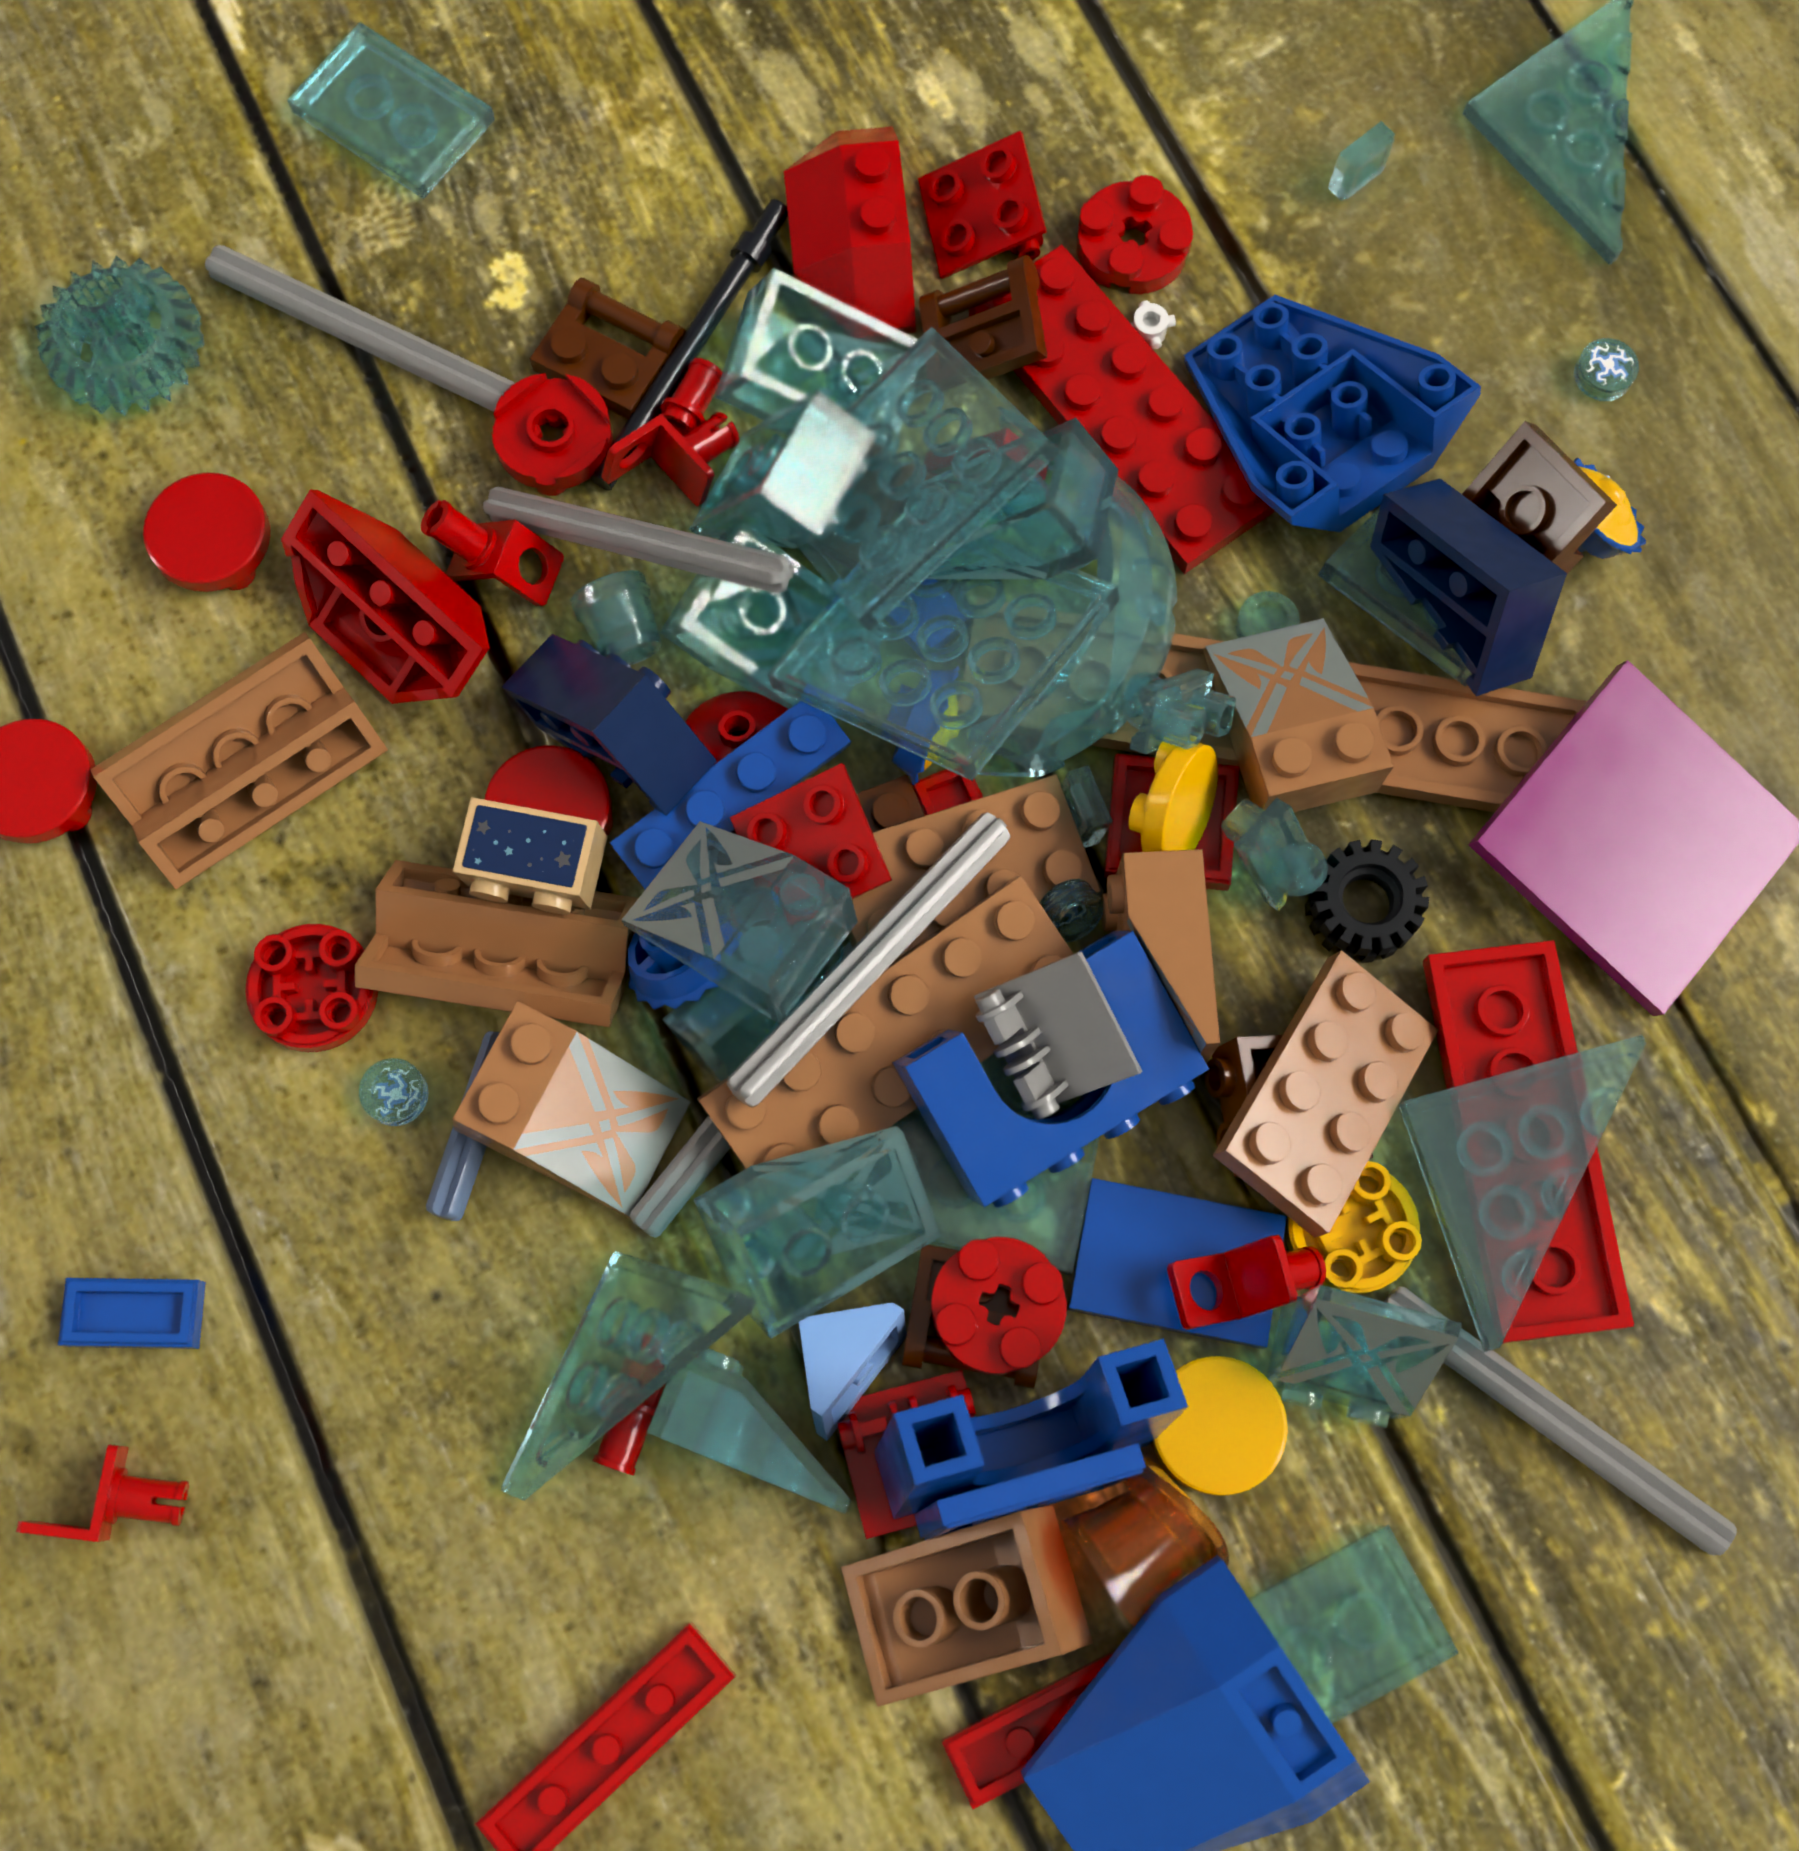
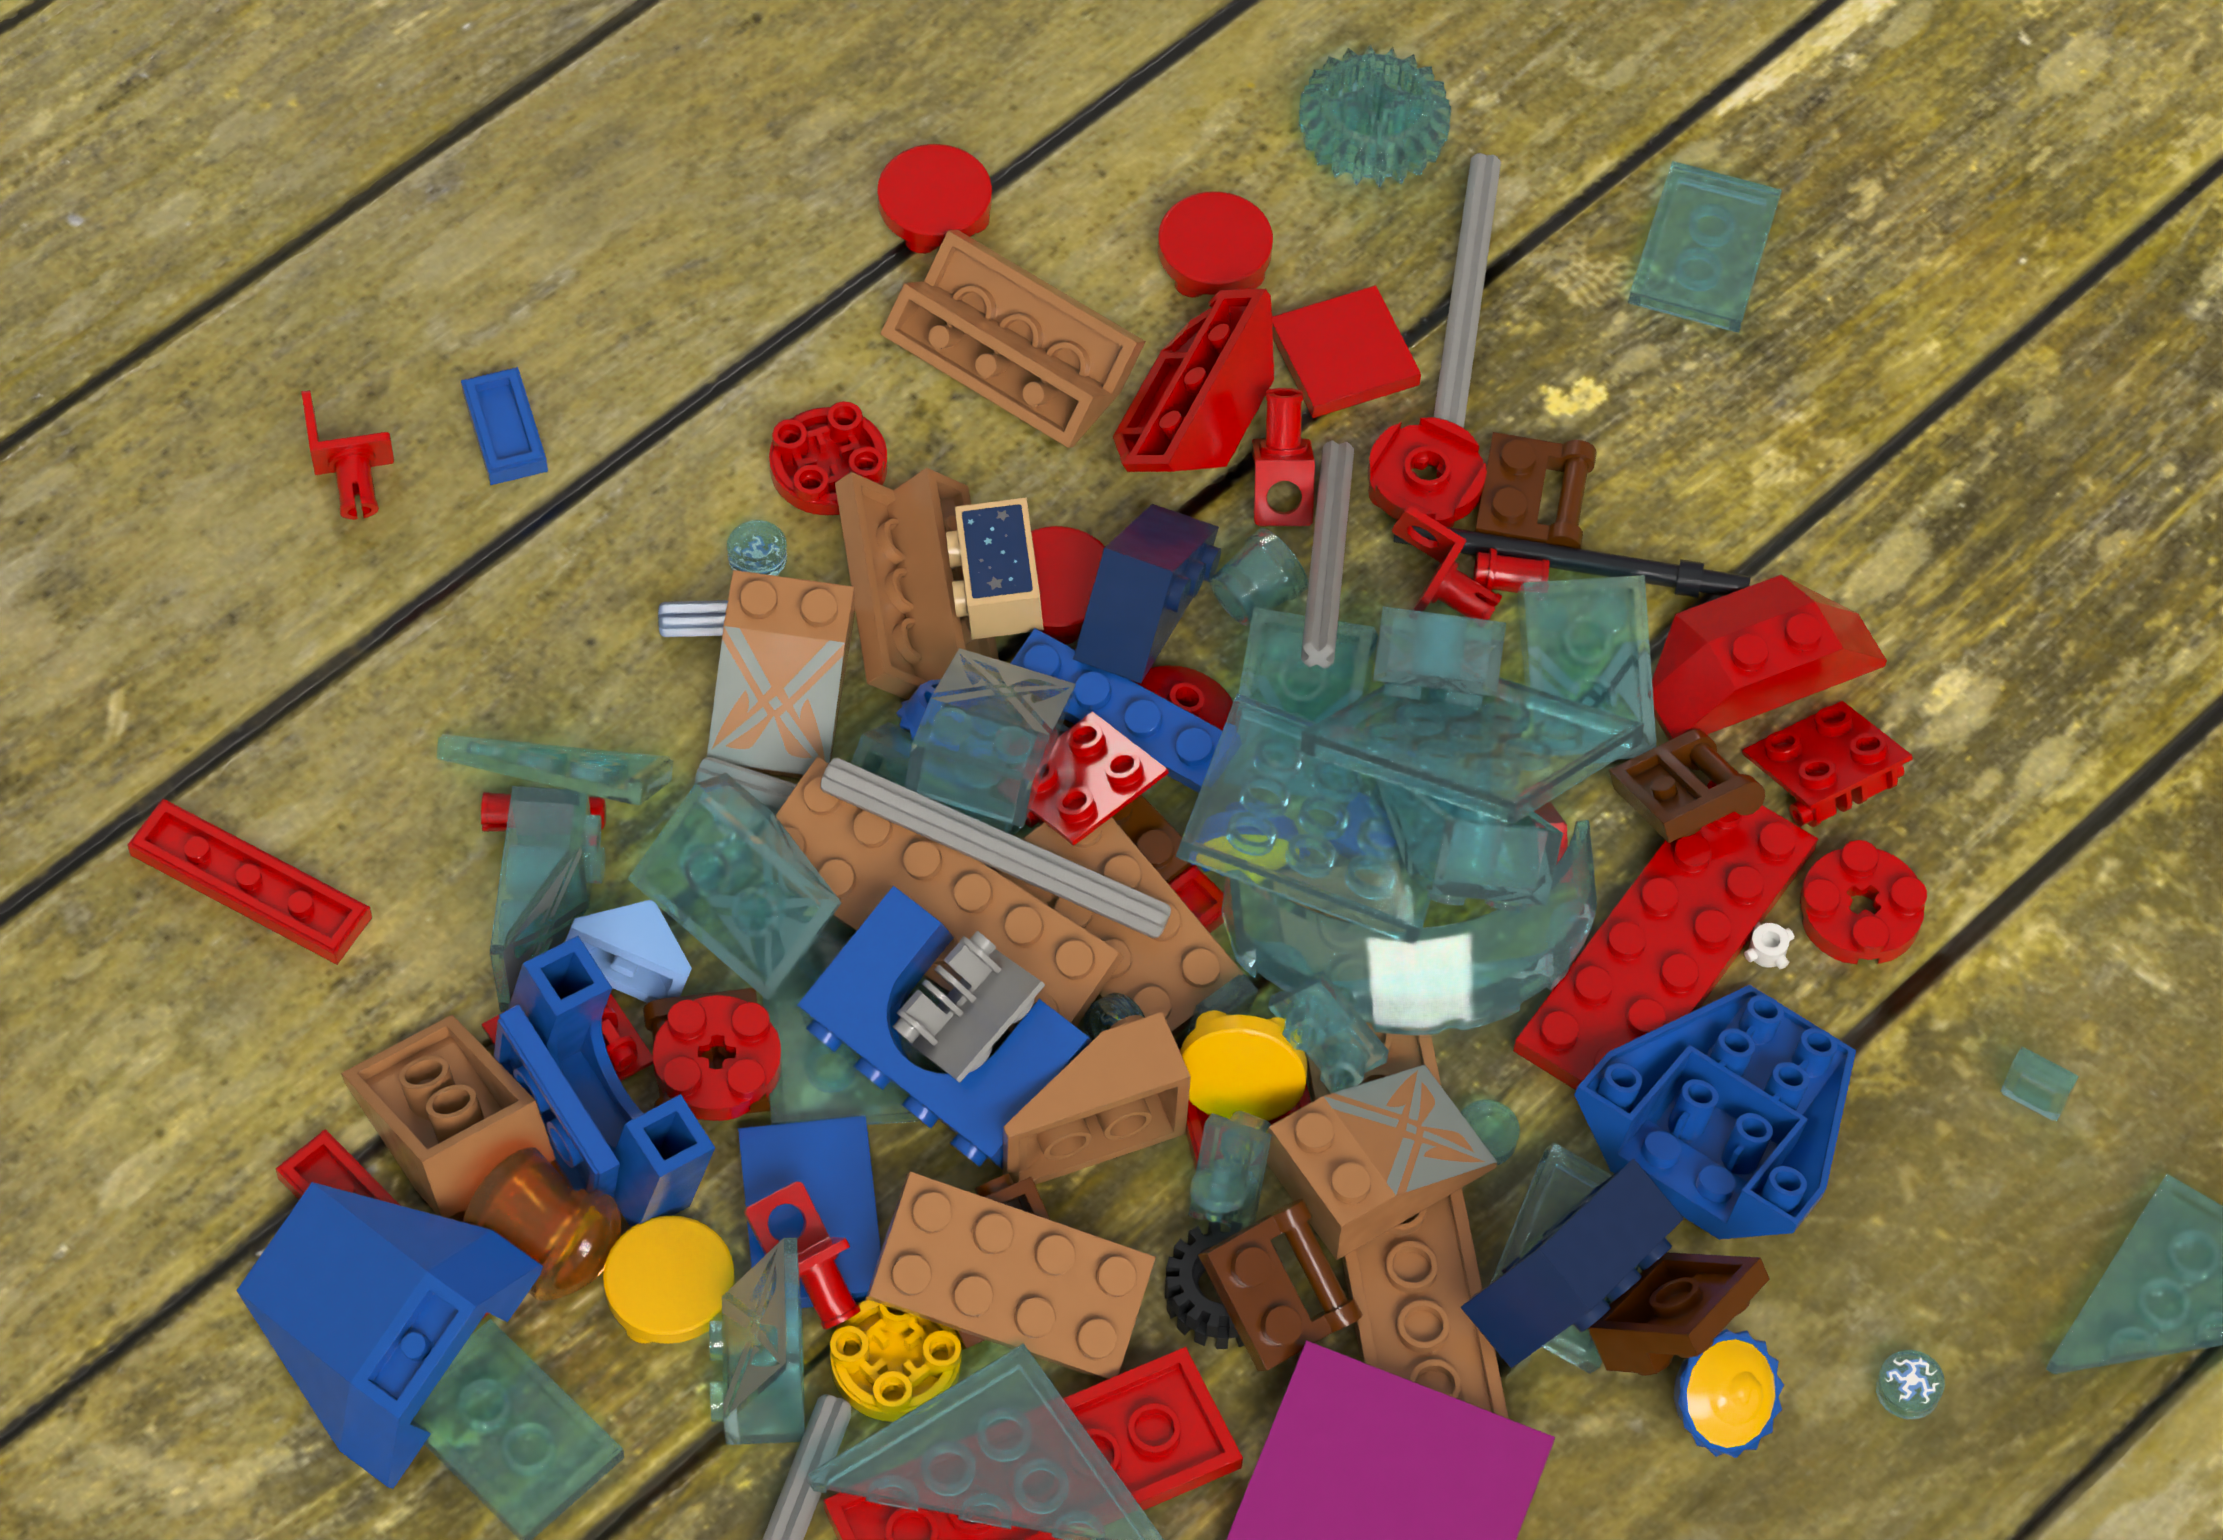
camera: 70 degrees right, 15 degrees down
(382, 455) = (1344, 351): none -> red tile
(1415, 865) = (1262, 1295): none -> reddish brown plate

